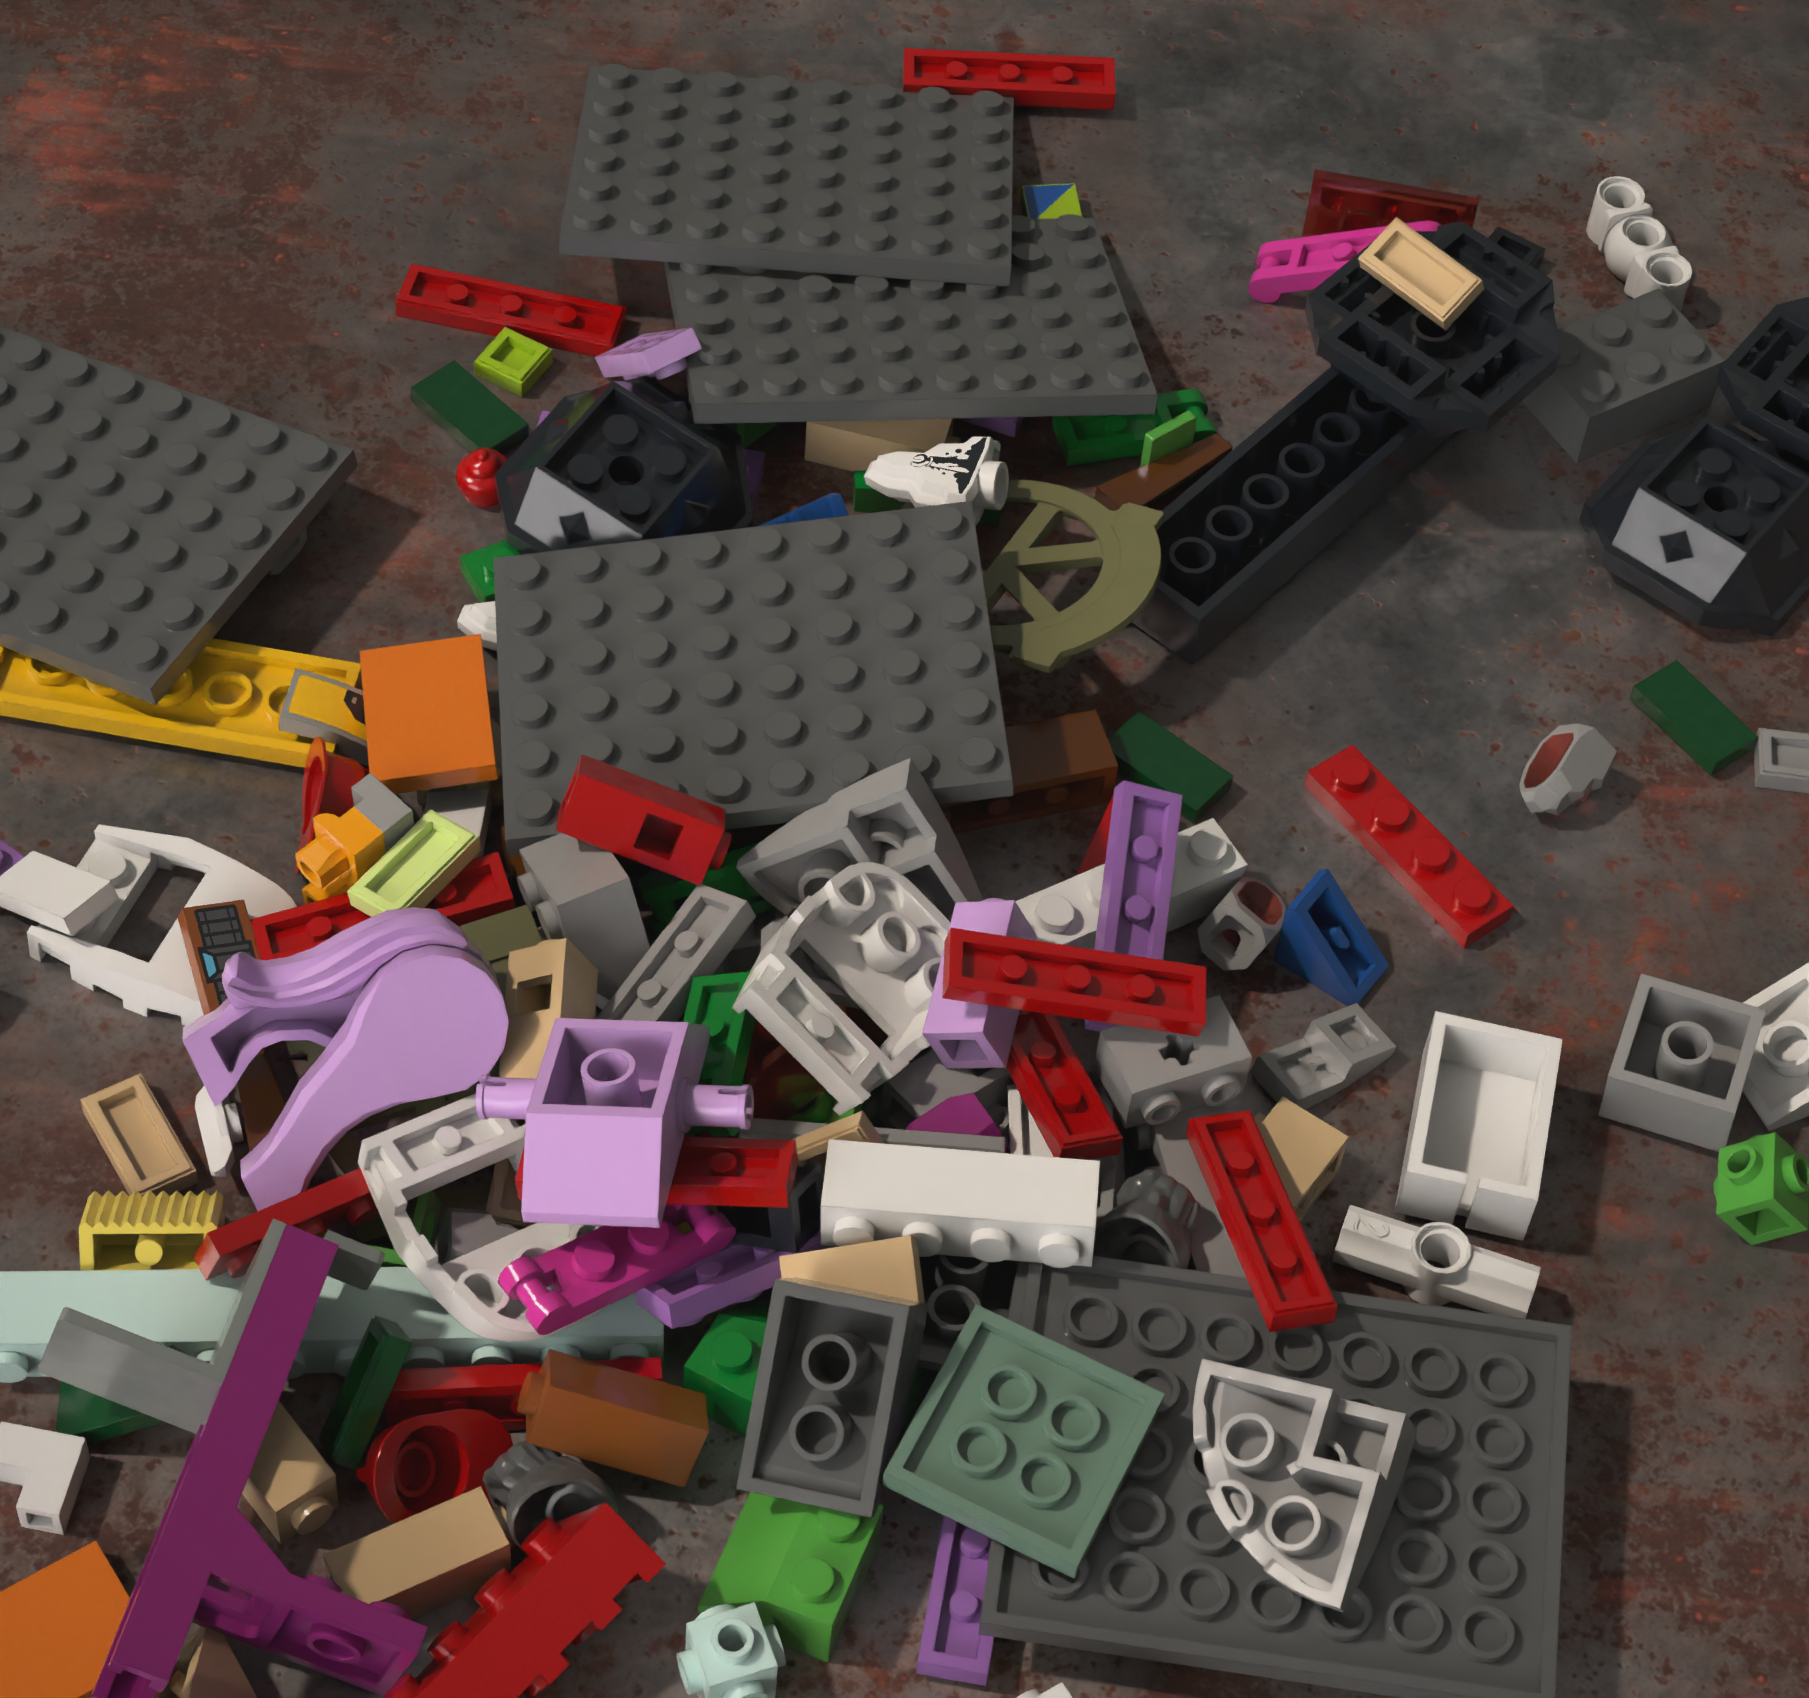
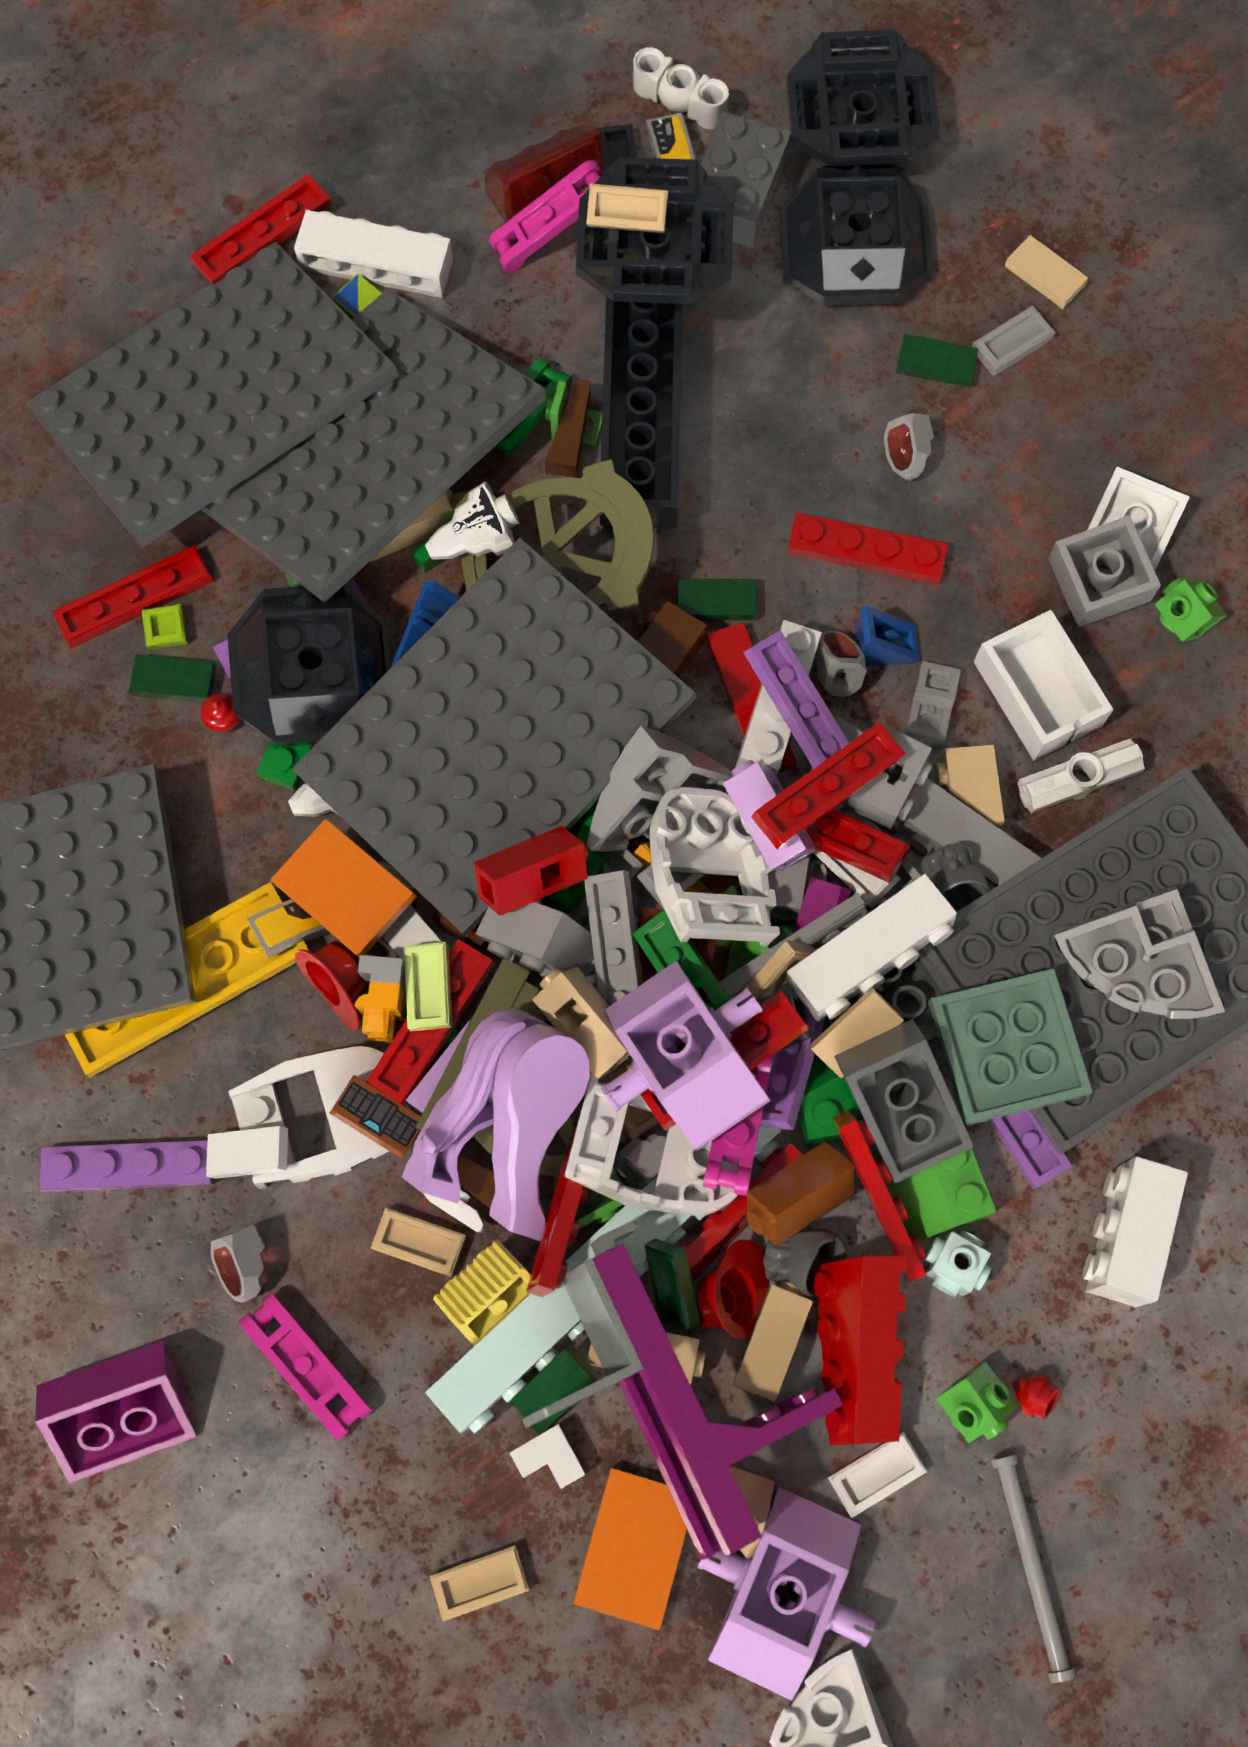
camera: 35 degrees left, 20 degrees up
(650, 355) = (249, 572): lavender plate -> none
(700, 1520) = (873, 1177): none -> red plate
(1113, 176) = (375, 251): none -> white brick
(1261, 1221) = (1004, 831): red tile -> none
(1578, 289) = (669, 137): none -> slope

